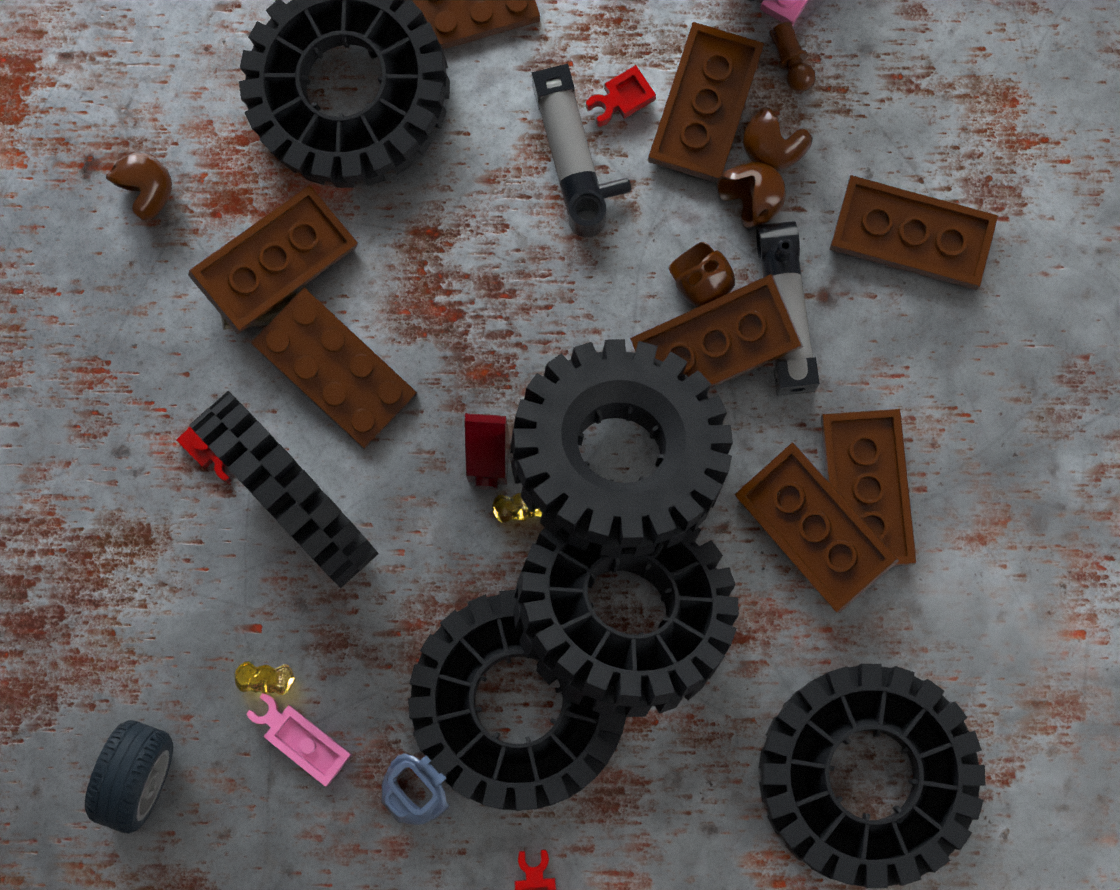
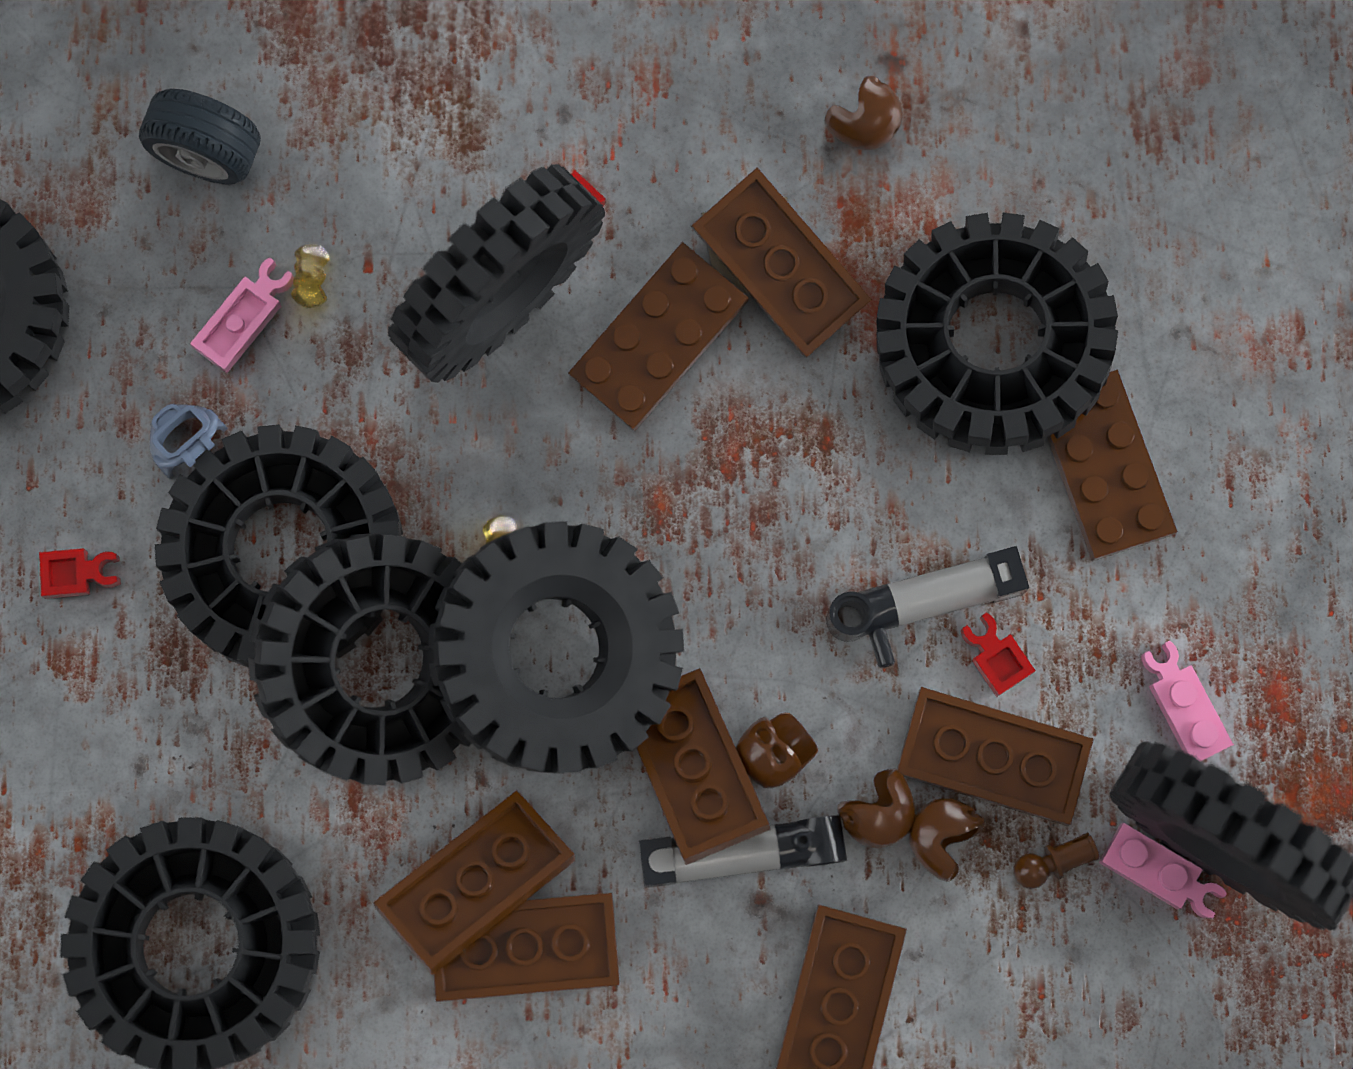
camera: 80 degrees right, 0 degrees up
(486, 450) = (556, 498): dark red slope -> none

